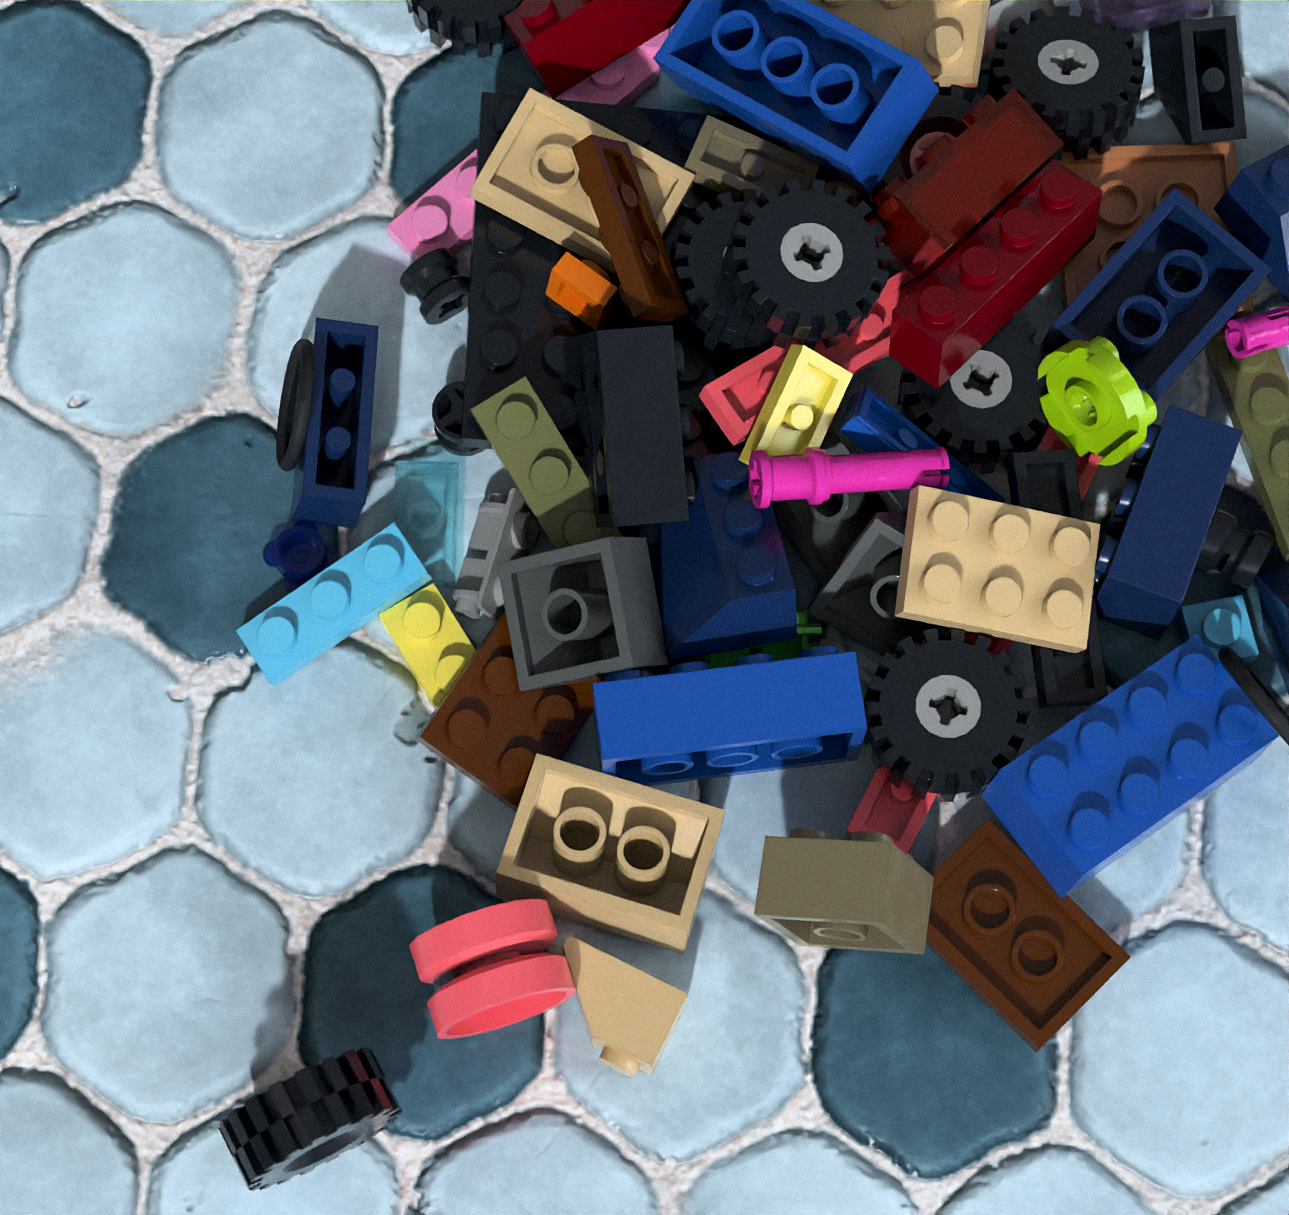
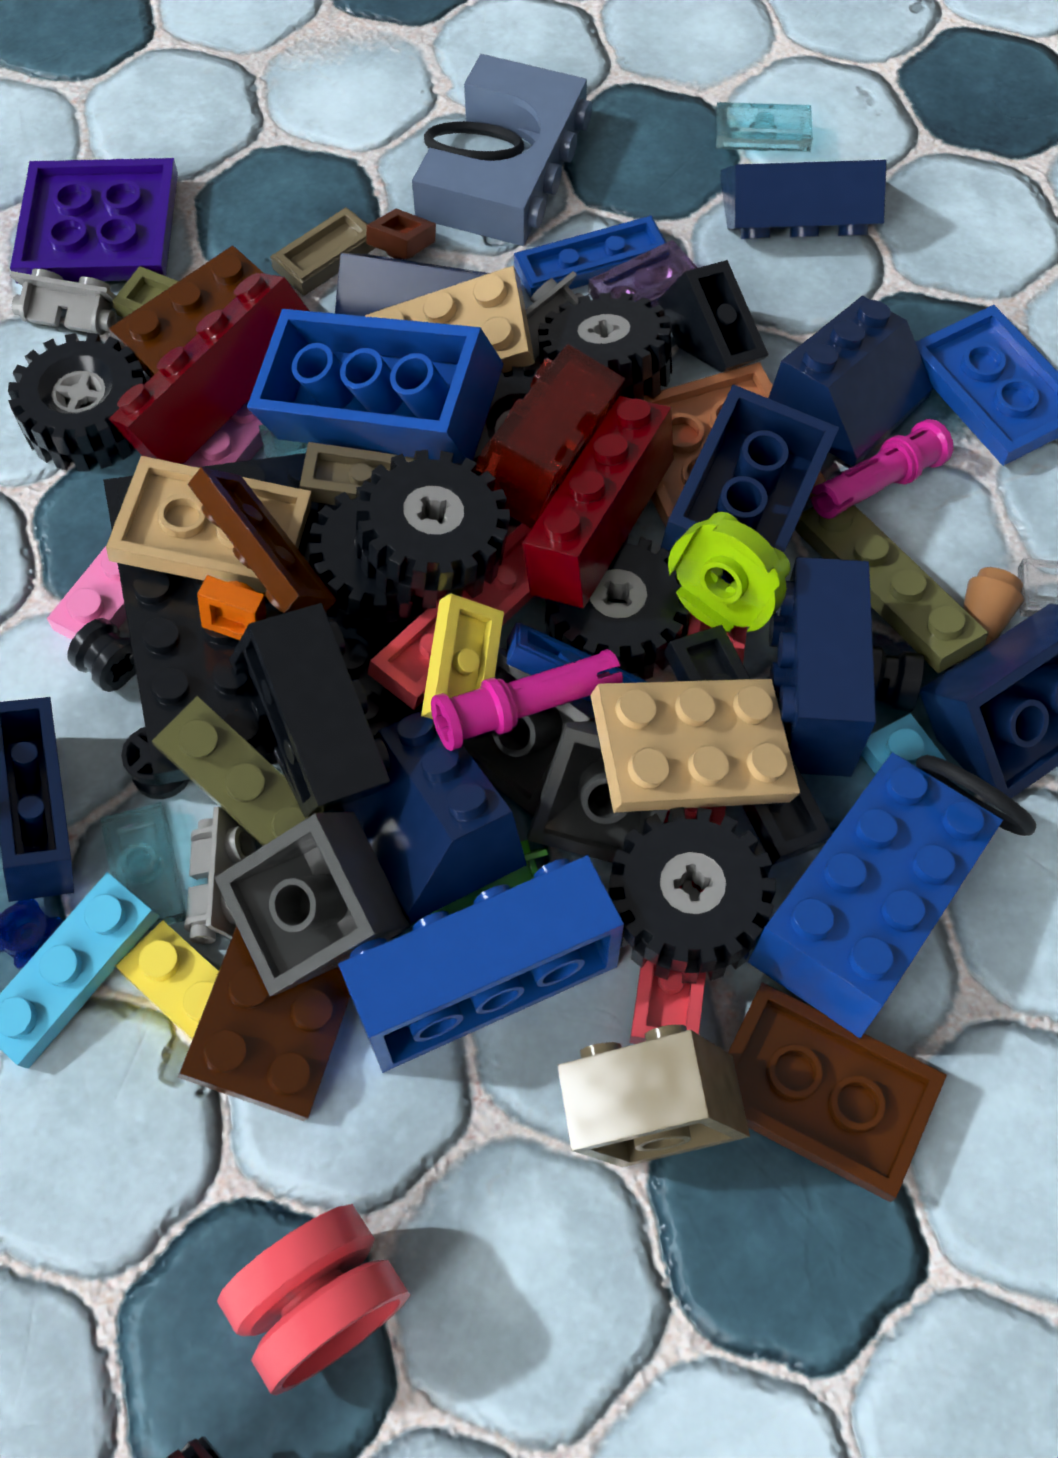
camera: 15 degrees left, 10 degrees down
(610, 852) = (403, 1133): tan slope -> none
(623, 1008) = (465, 1293): tan slope -> none

